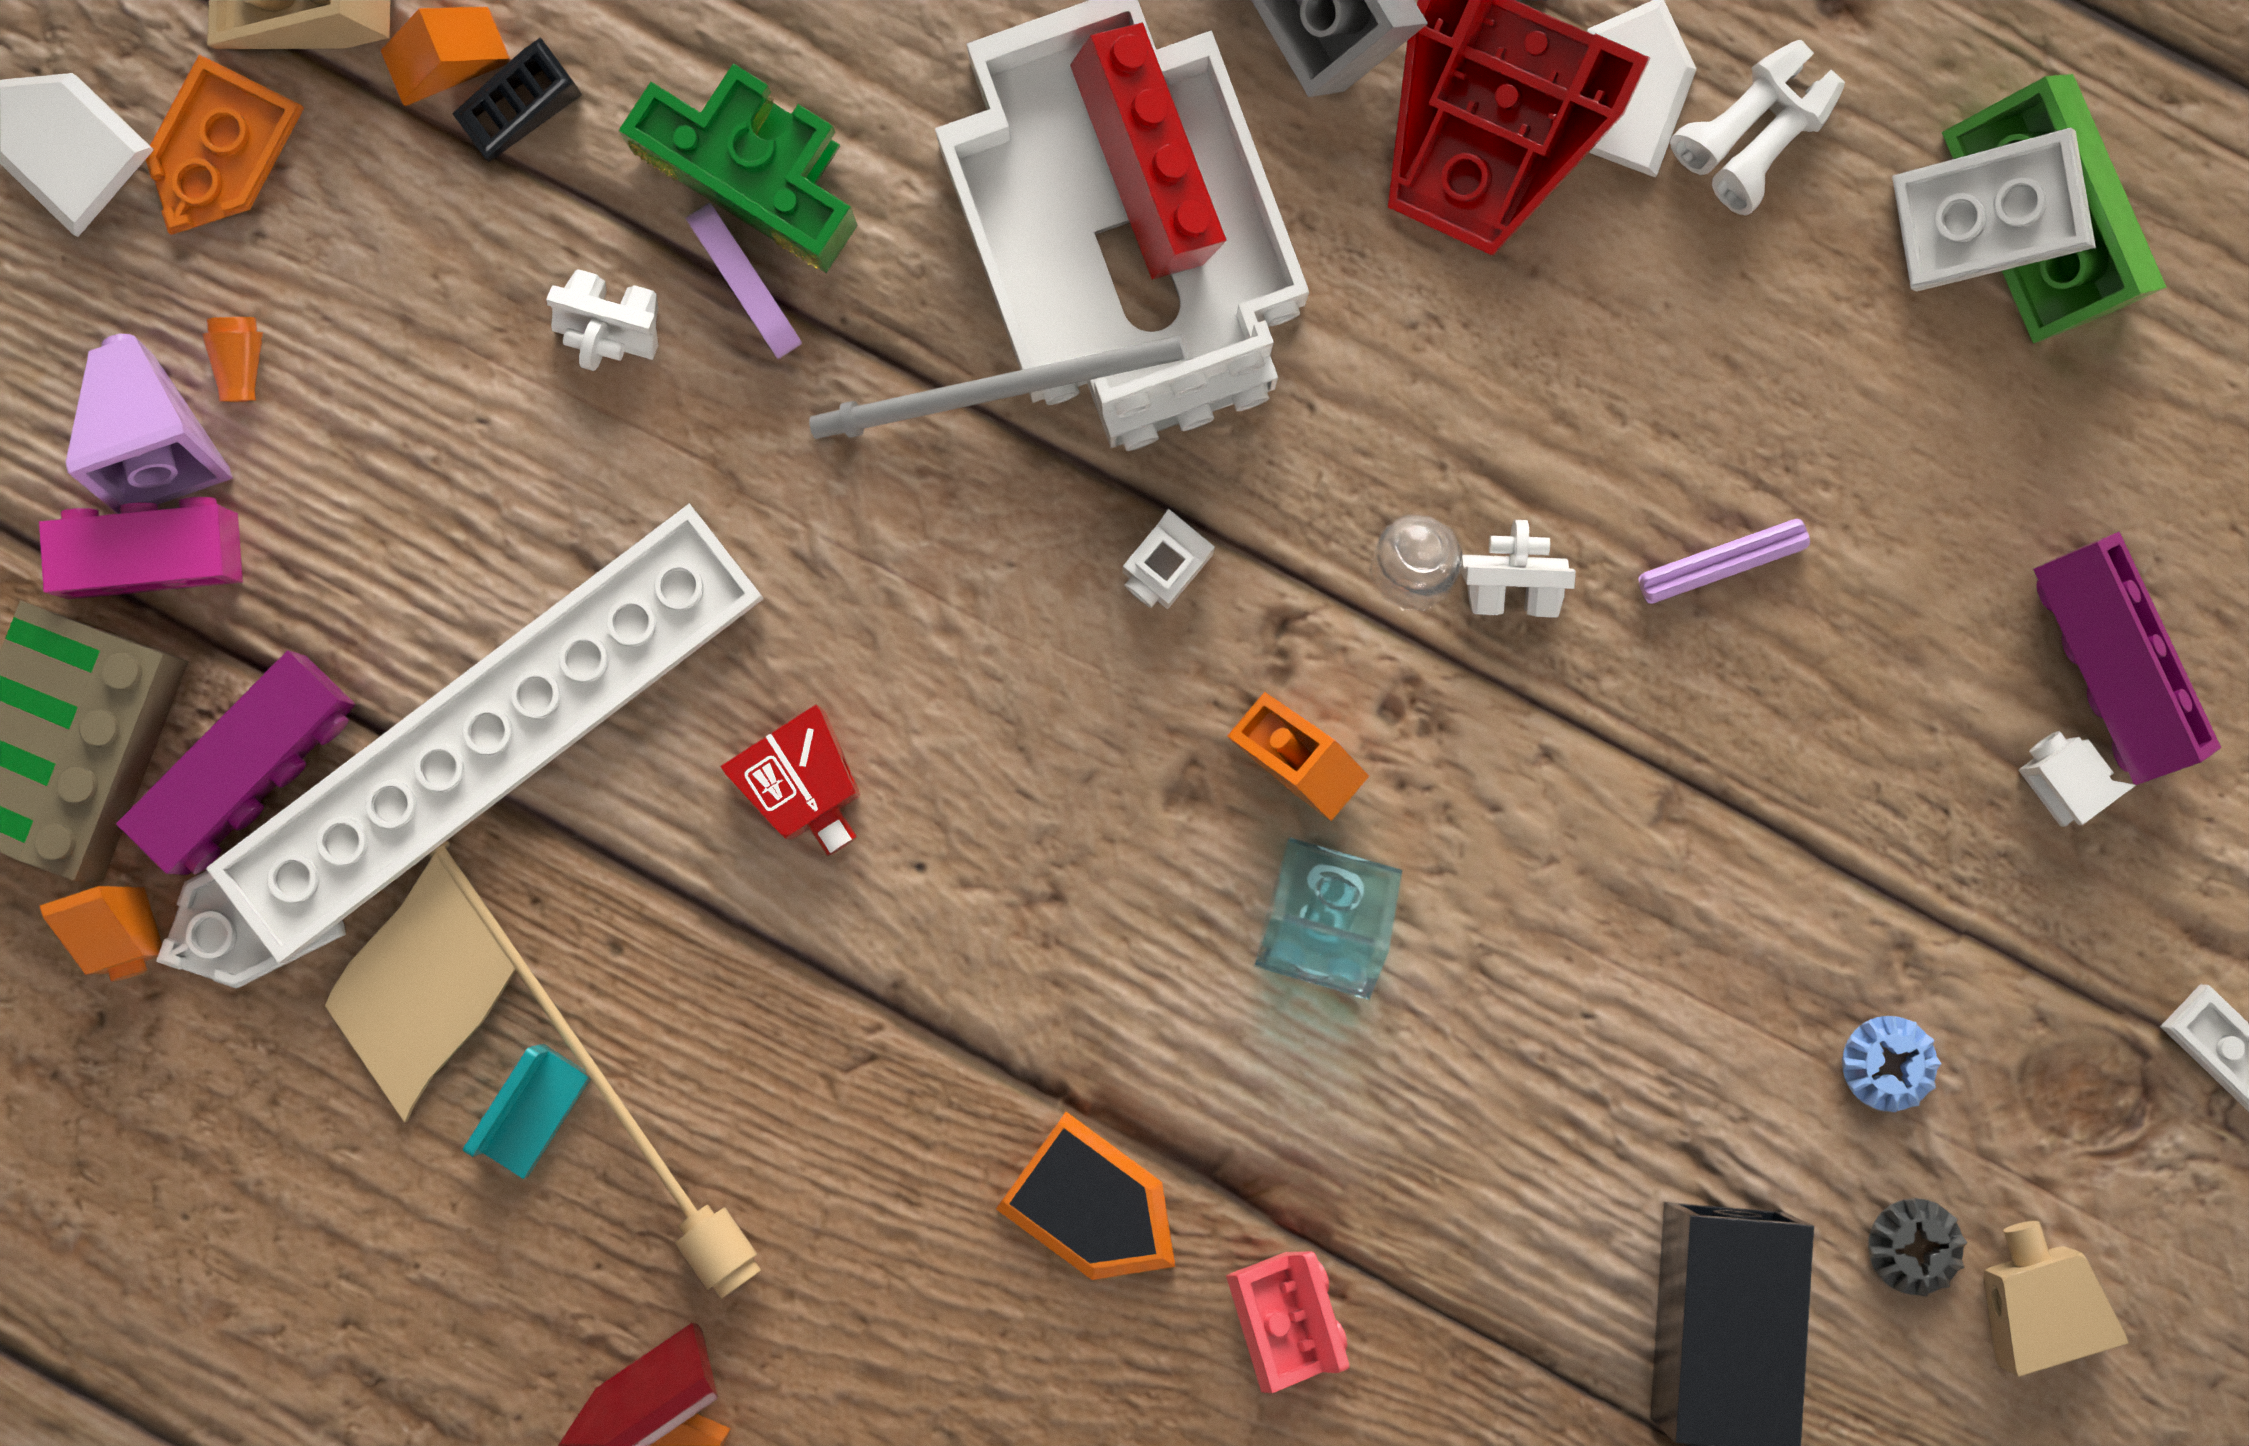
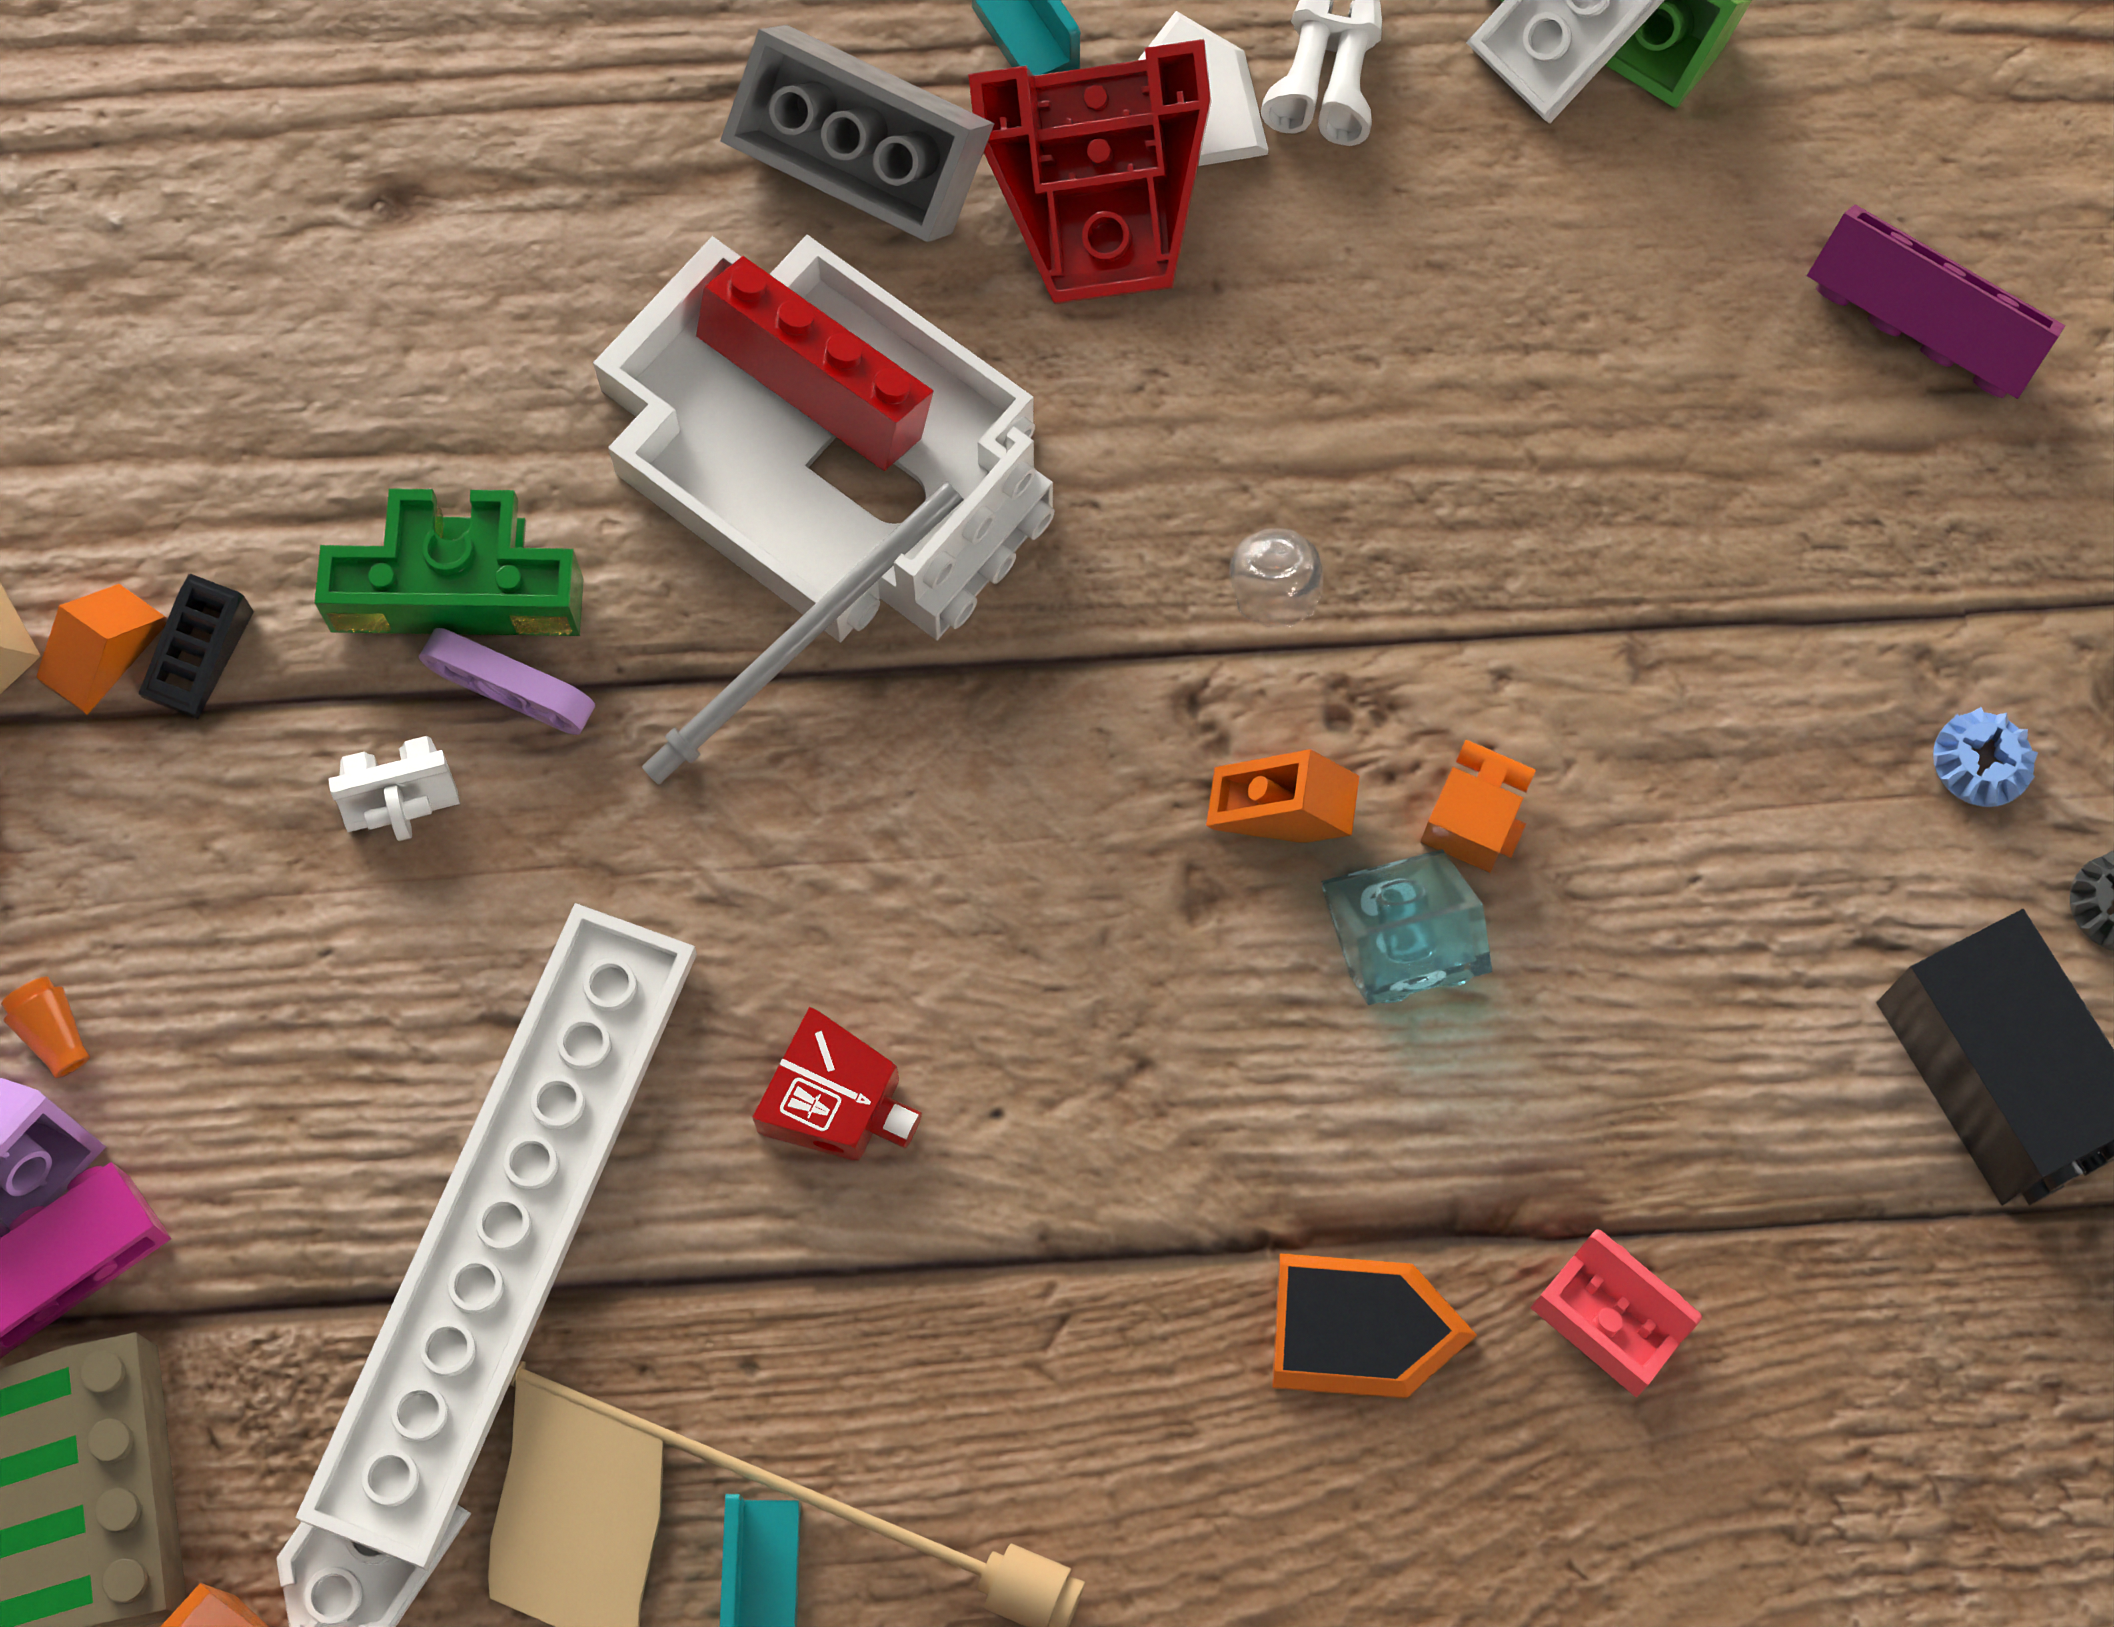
camera: 30 degrees left, 15 degrees down
(237, 765) = (269, 1404): magenta brick -> none
(1166, 561) = (1053, 699): white window -> none
(1443, 863) = (1475, 815): none -> orange brick
(1542, 577) = (1399, 526): white hips -> none
(1724, 561) = (1542, 423): lavender axle -> none
(2071, 778) = (1961, 427): white window -> none

